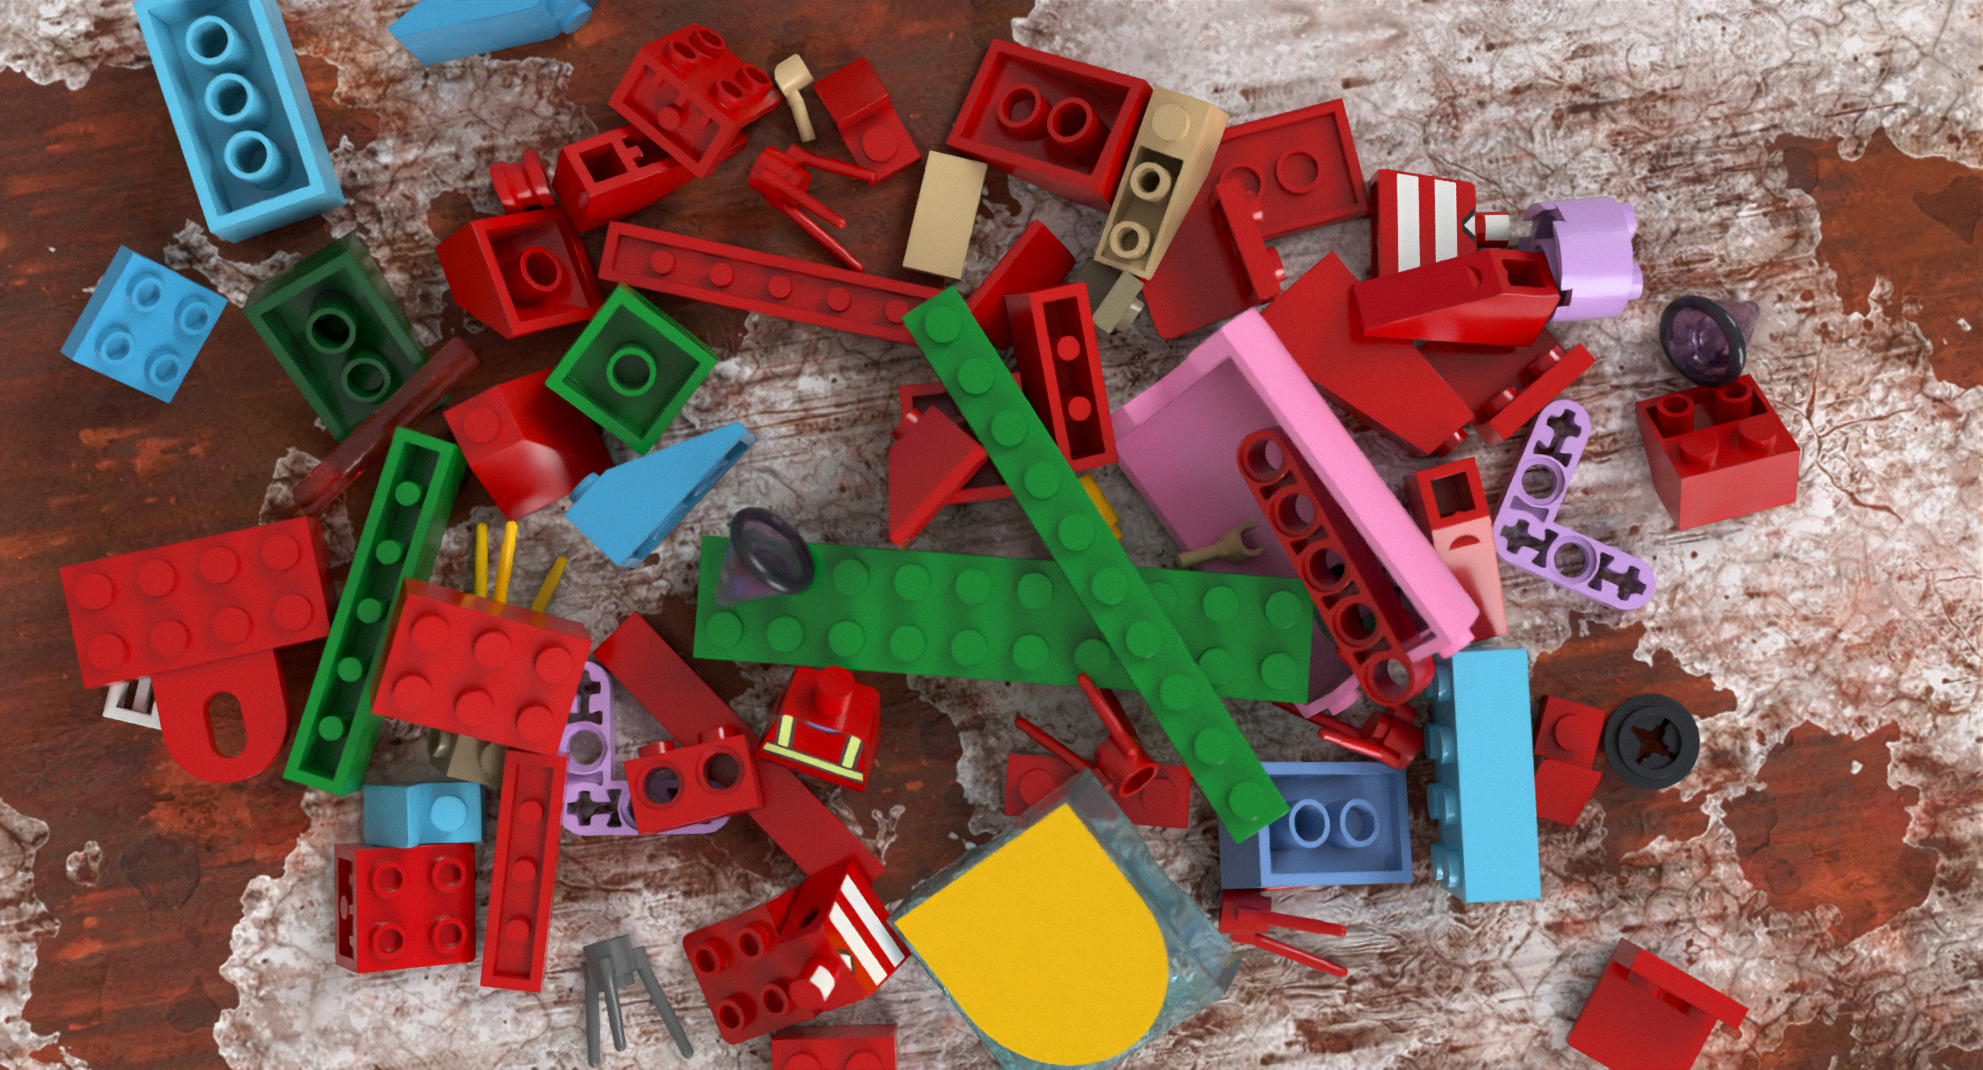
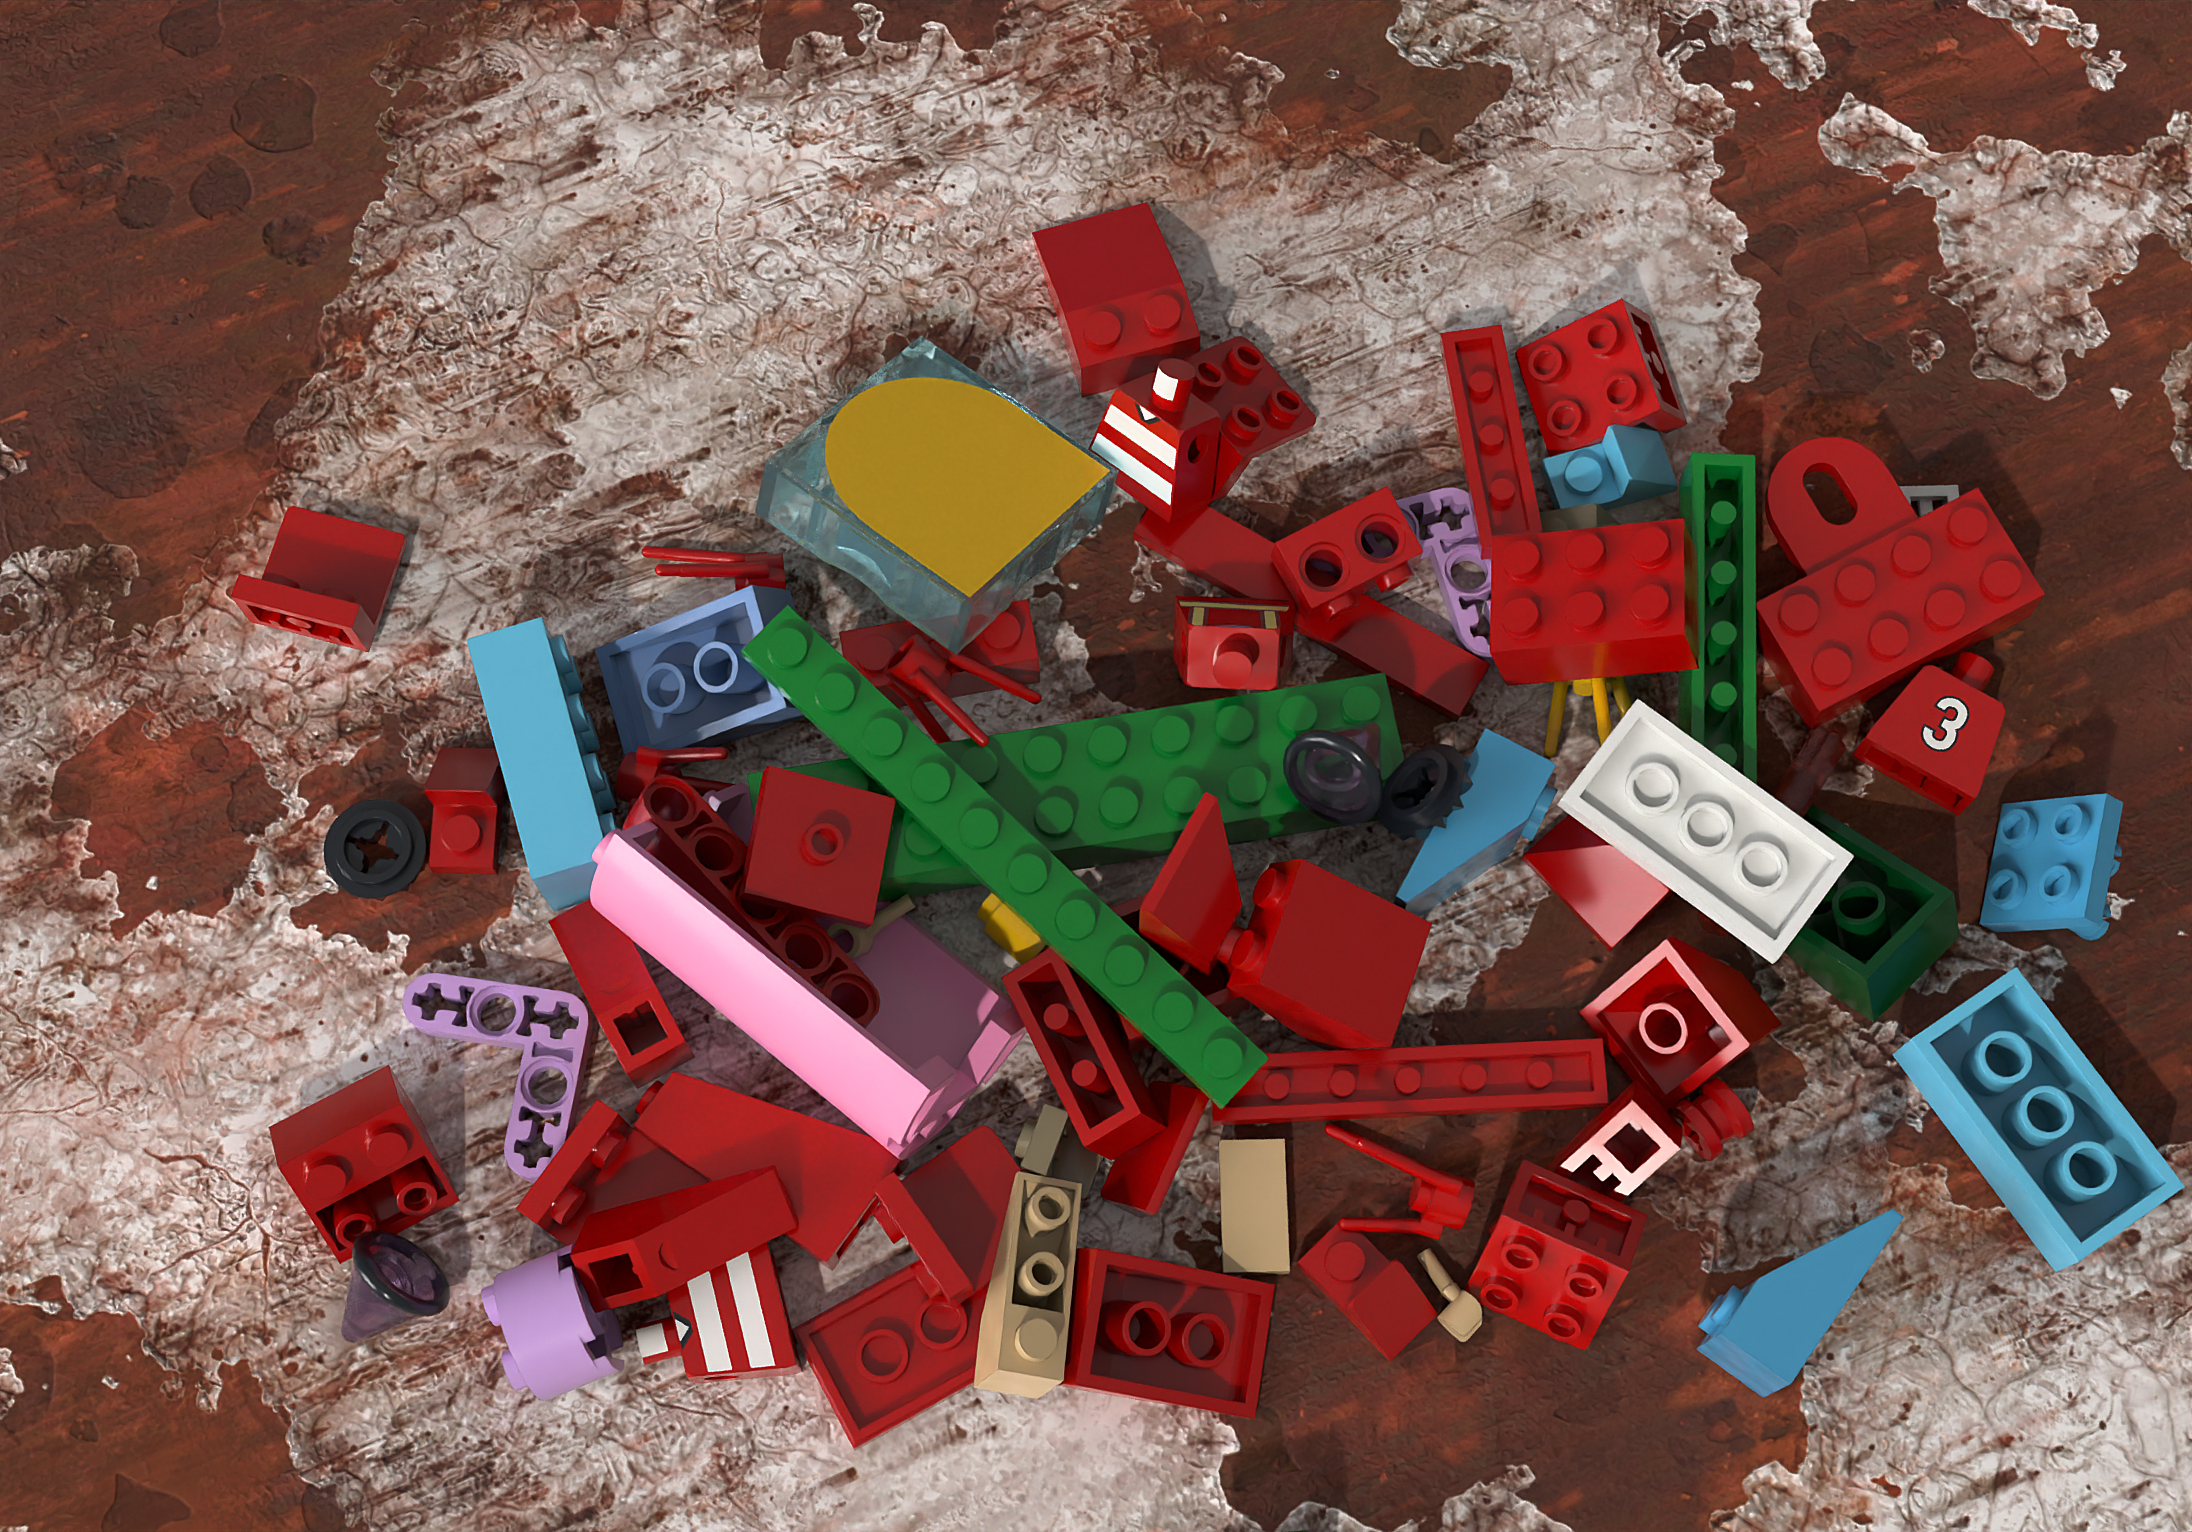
camera: 170 degrees right, 15 degrees down
(202, 479) = (1939, 733): none -> red torso
(447, 421) = (1705, 831): none -> white plate
(610, 967) = (1379, 372): dark grey plant -> none
(632, 368) = (1536, 949): green brick -> none
(700, 536) = (1413, 780): none -> black gear
(822, 393) = (1327, 957): none -> red slope
(1262, 603) = (817, 847): none -> red plate

